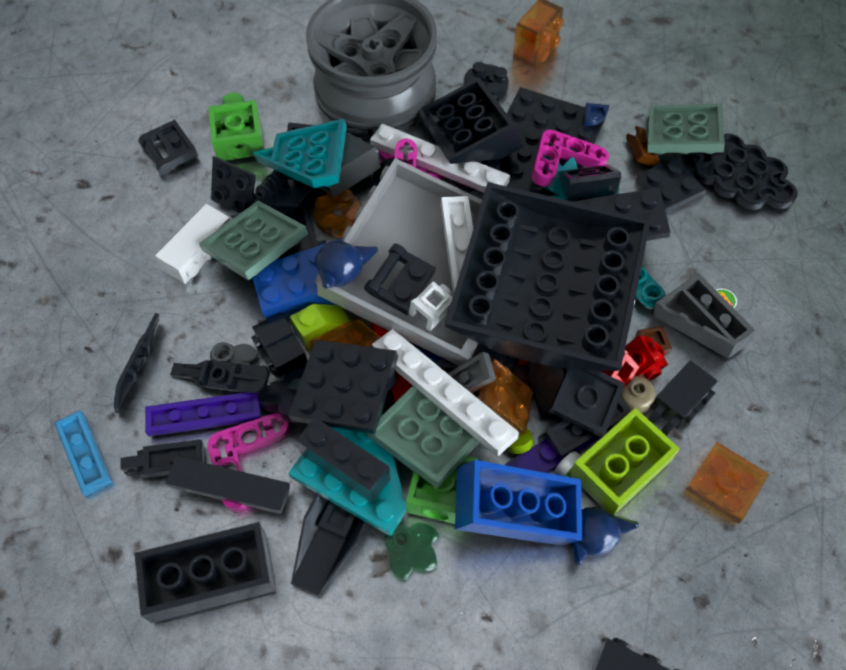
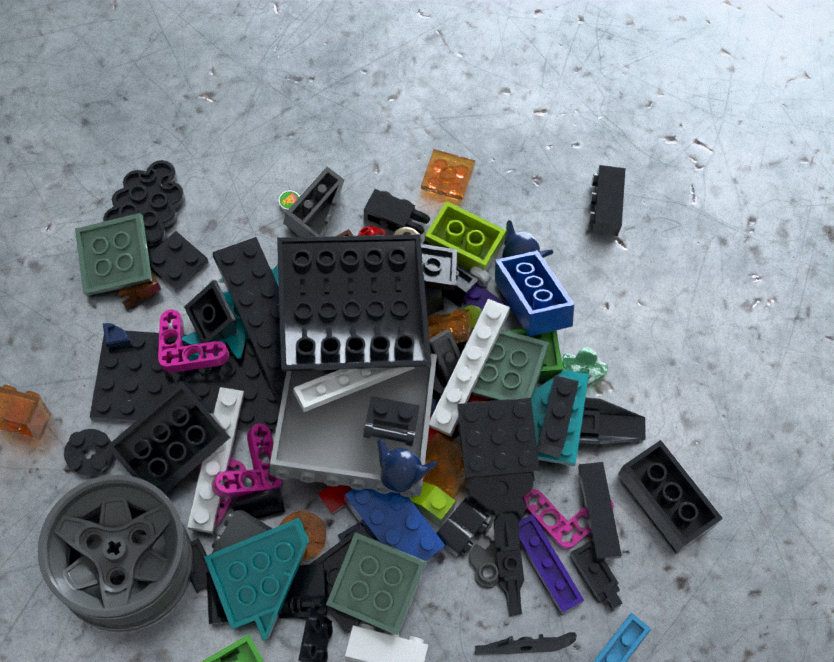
camera: 115 degrees left, 5 degrees up
(432, 303) = (407, 387): white window -> none

